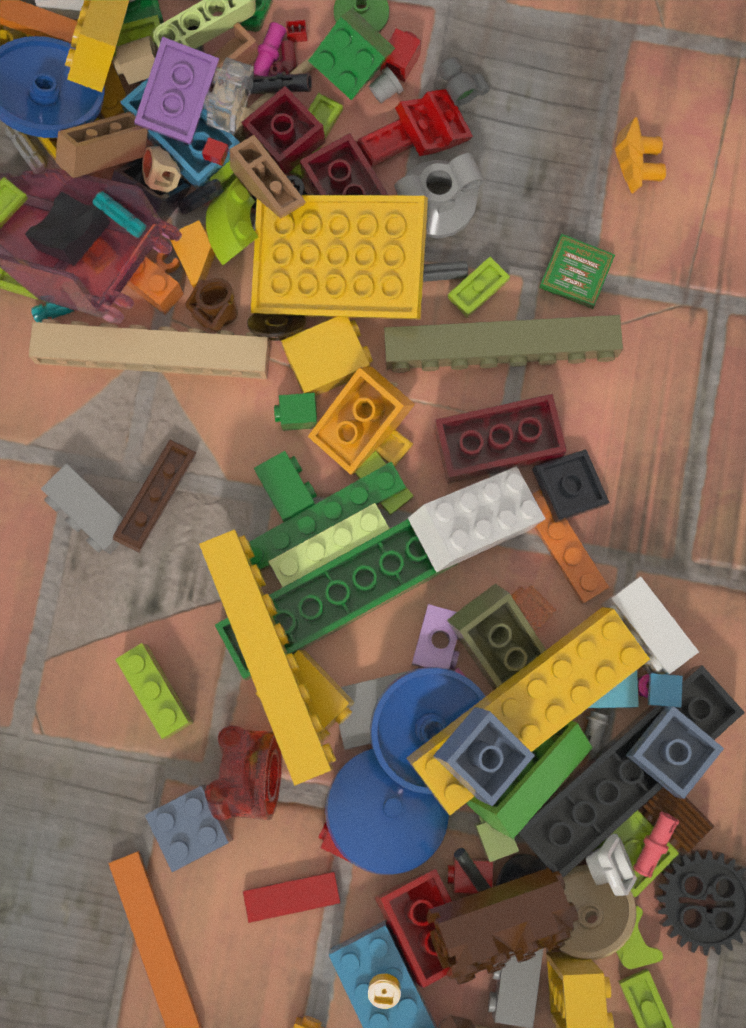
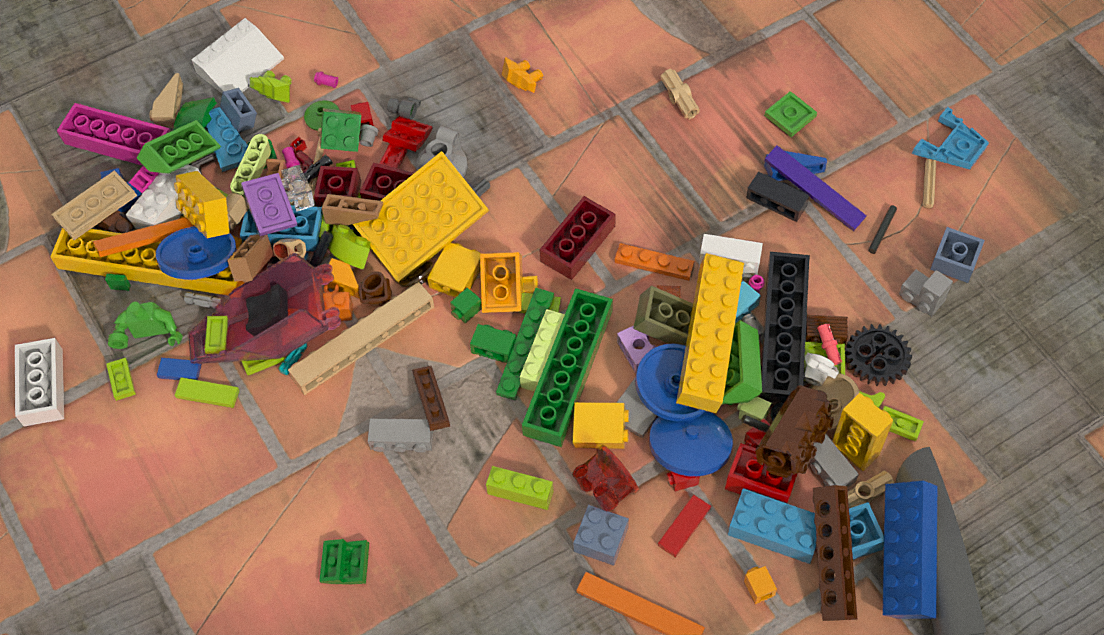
camera: 40 degrees left, 20 degrees down
(119, 214) = (291, 279): teal axle -> none
(215, 151) = (313, 218): red piece -> none
(266, 656) = (565, 407): yellow brick -> none
(384, 991) = (772, 511): tile -> none
(476, 518) = (602, 274): white brick -> none
(478, 287) = (500, 185): lime plate -> none
(484, 756) = (711, 353): sand blue brick -> none
(503, 342) = (535, 199): olive brick -> none
(570, 485) = (631, 232): black tile -> none
(577, 271) = (541, 144): green tile -> none
(665, 690) = (764, 274): dark azure tile -> none
(675, 752) = (795, 291): sand blue brick -> none

